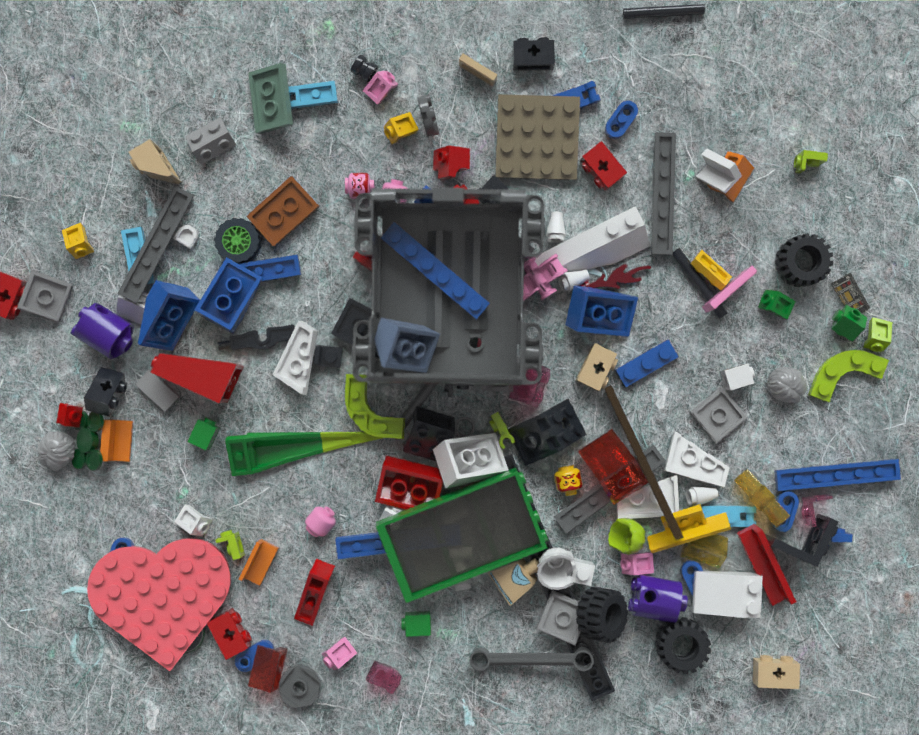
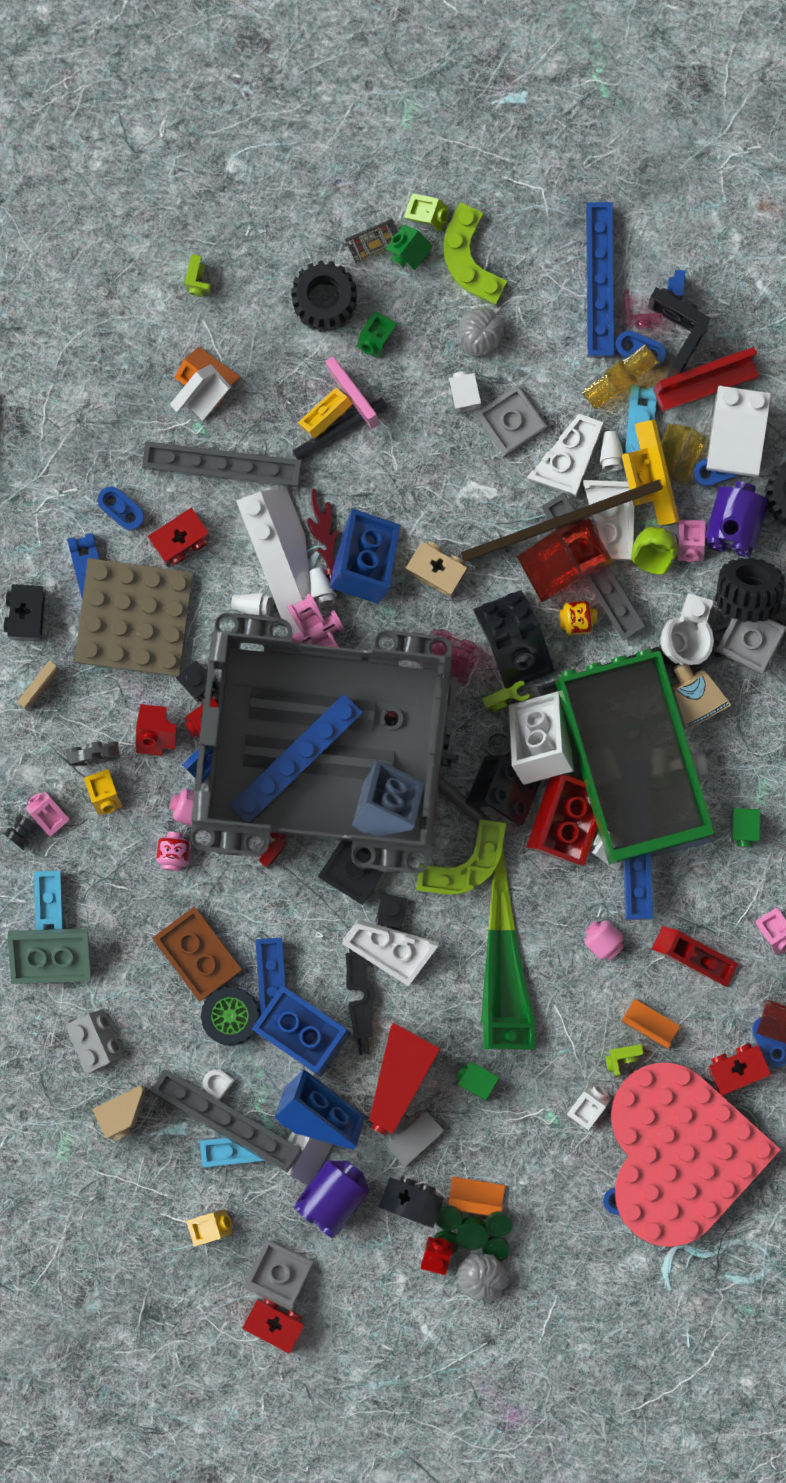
camera: 80 degrees left, 5 degrees down
(646, 363) = (437, 505): blue plate -> none

